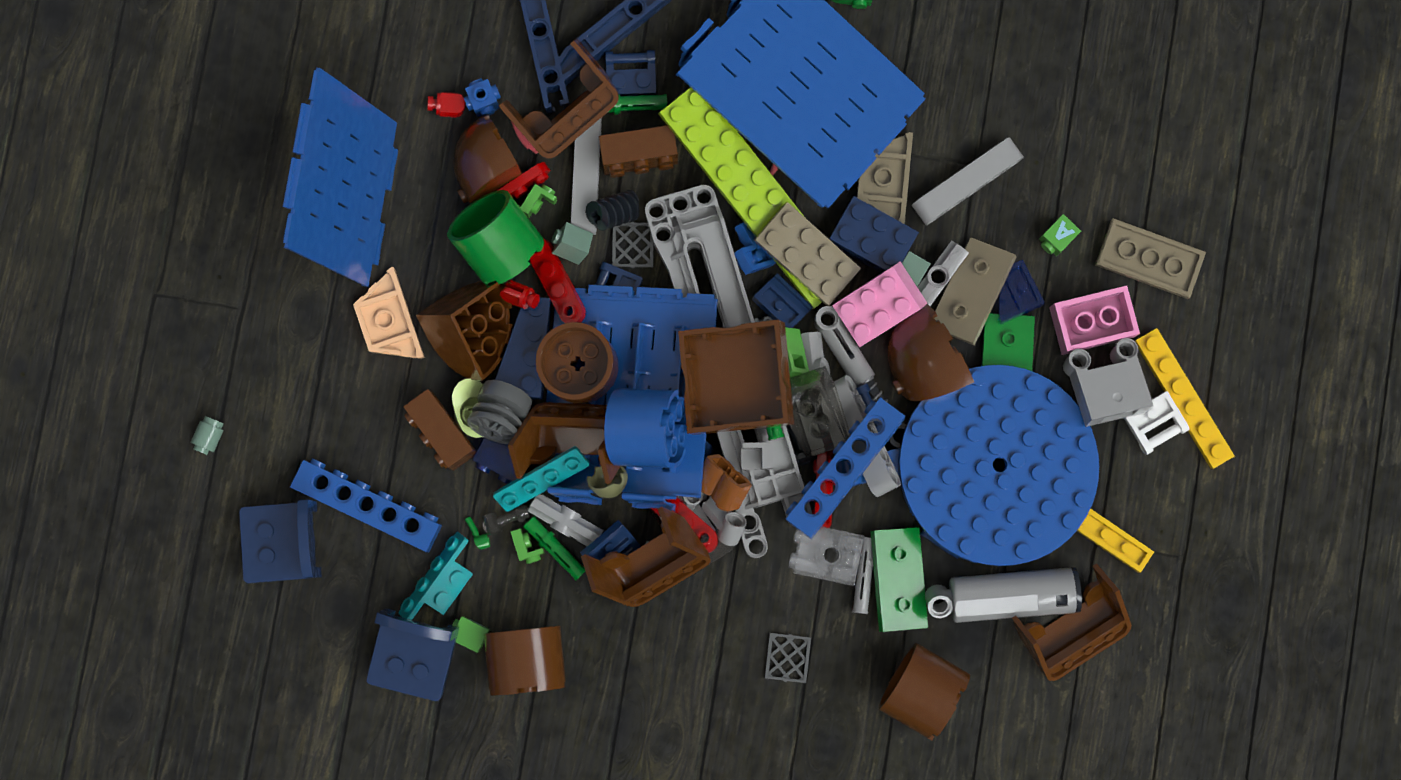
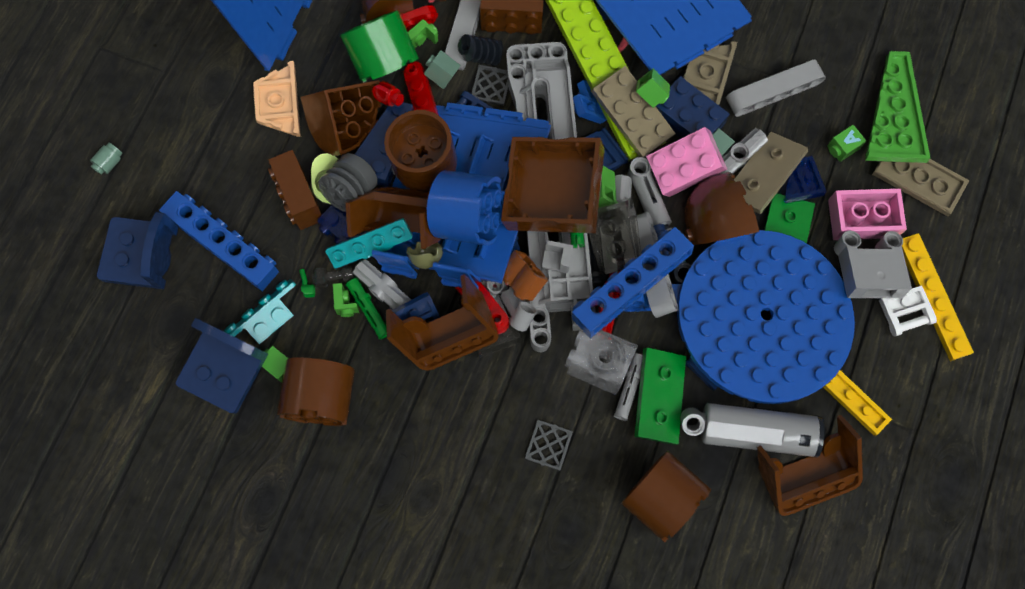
camera: 15 degrees right, 10 degrees down
(825, 224) = (653, 88): none -> bright green brick
(1114, 200) = (898, 120): none -> bright green wing

